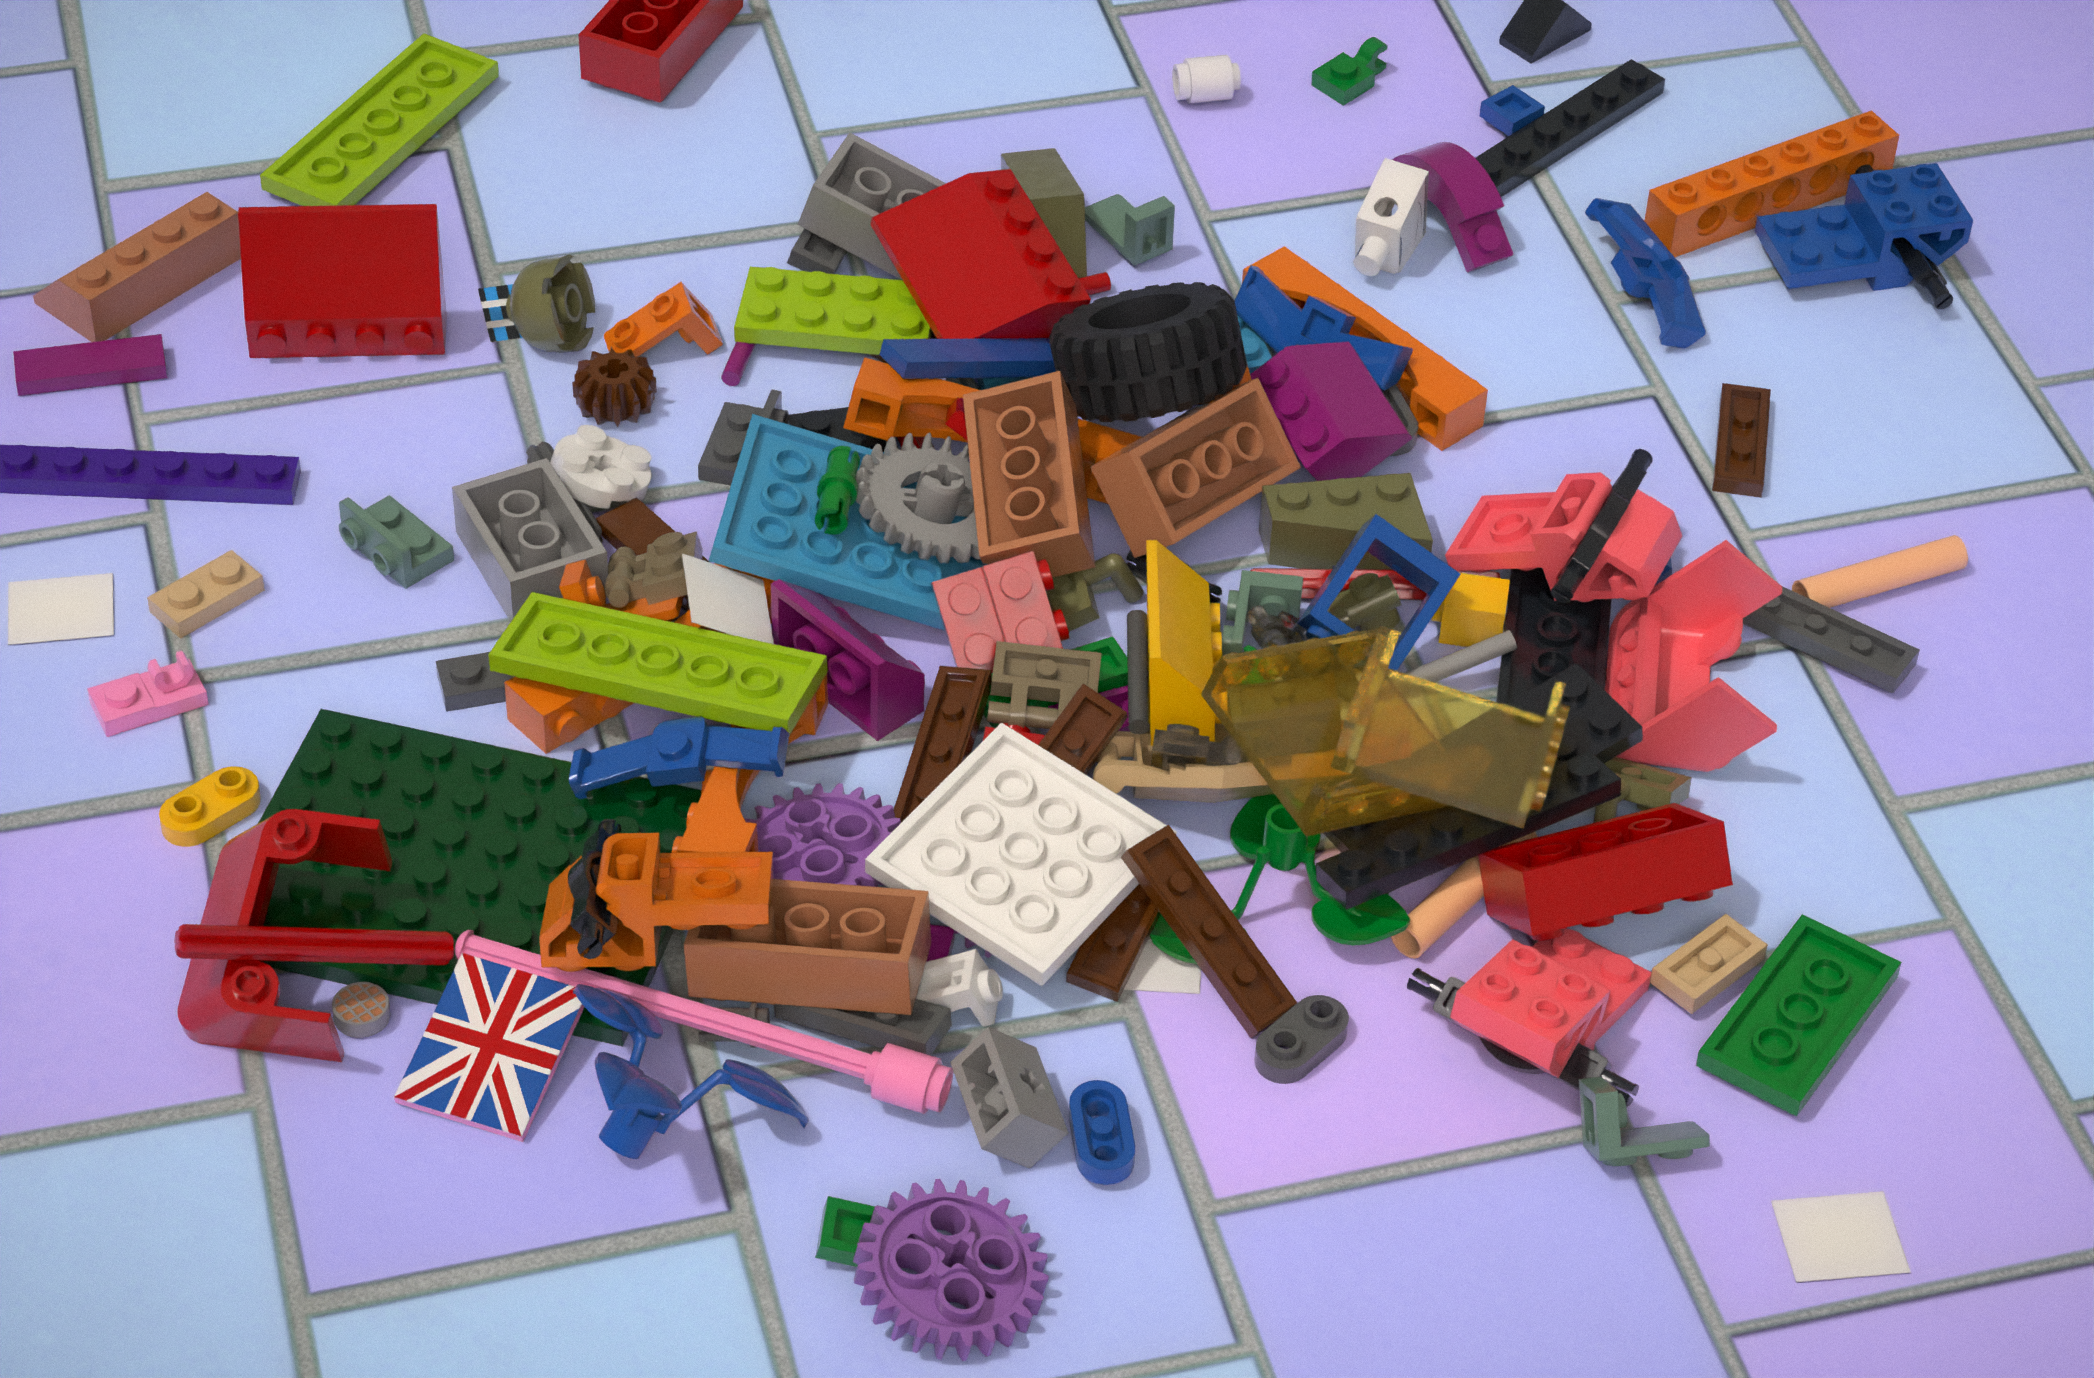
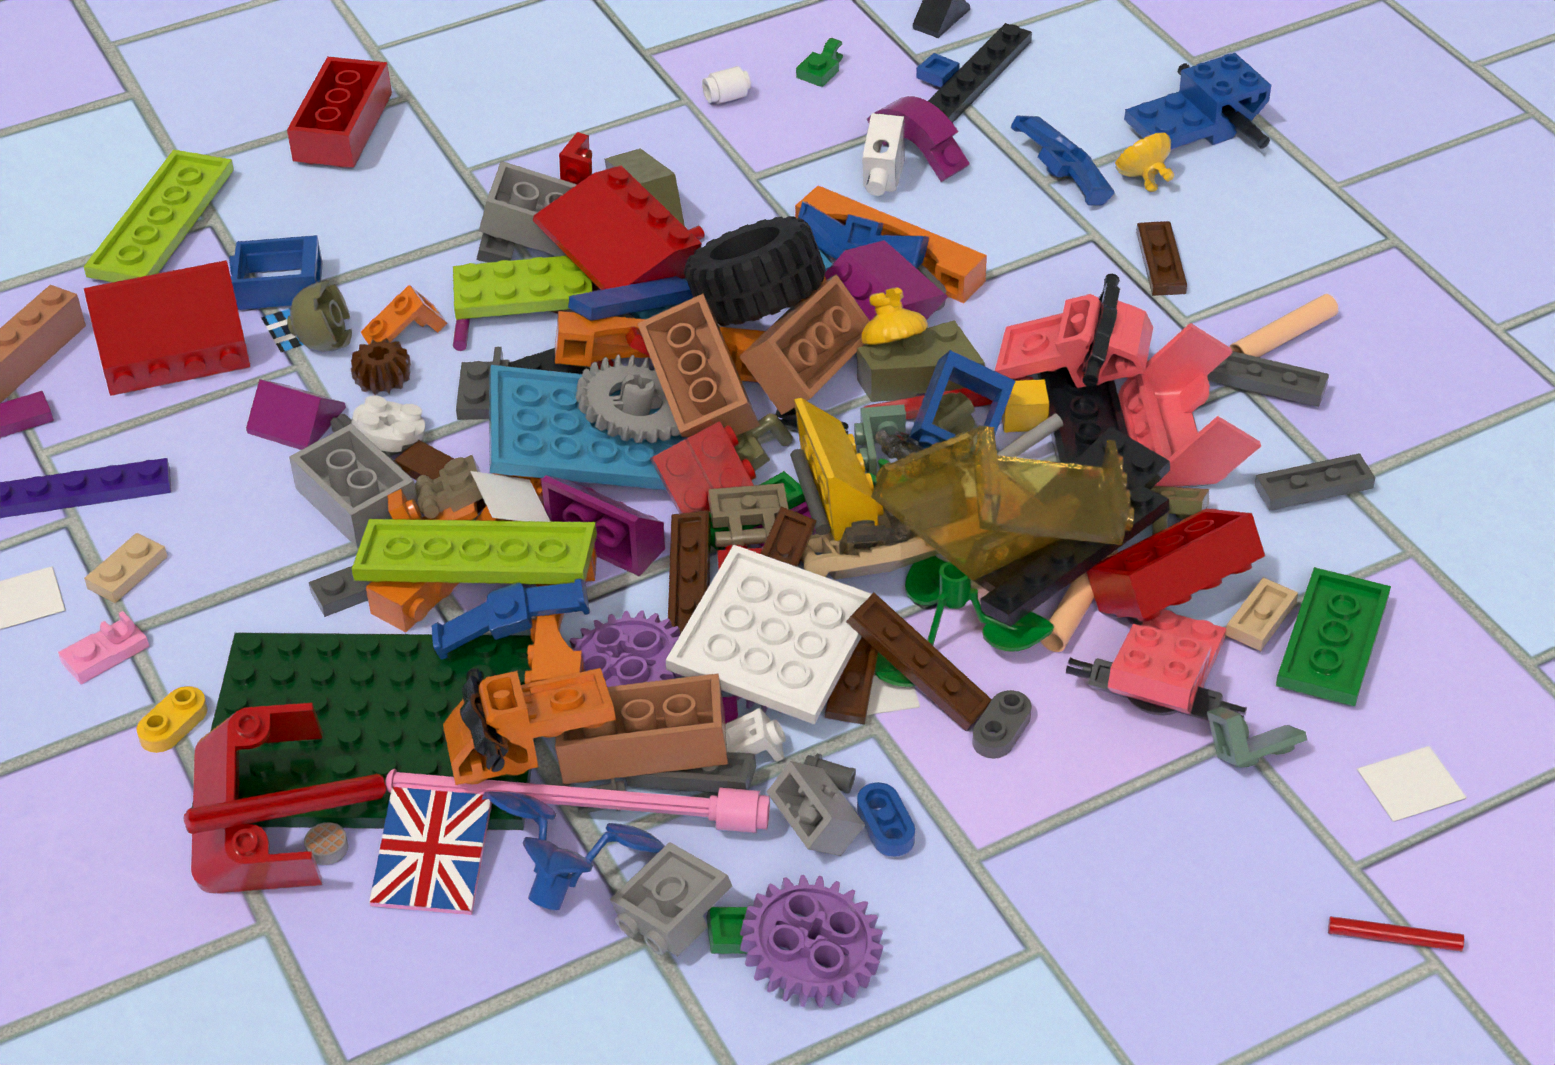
camera: 10 degrees left, 0 degrees up
(394, 540) = (252, 503): sand green bracket -> none
(478, 429) = (291, 414): none -> magenta slope
(514, 206) = (274, 255): none -> blue window
(777, 1175) = (669, 899): none -> light grey plate
(837, 490) = (567, 406): green pin -> none
(957, 148) = (576, 159): none -> red bracket
(1058, 1062) = (841, 775): none -> dark grey pin
(1133, 231) = (710, 195): sand green bracket -> none
(1317, 456) = (892, 319): none -> yellow hair
(1763, 295) = (1146, 160): none -> yellow hair
(1768, 182) = (1124, 85): orange brick -> none
(1847, 796) = (1314, 481): none -> dark grey plate

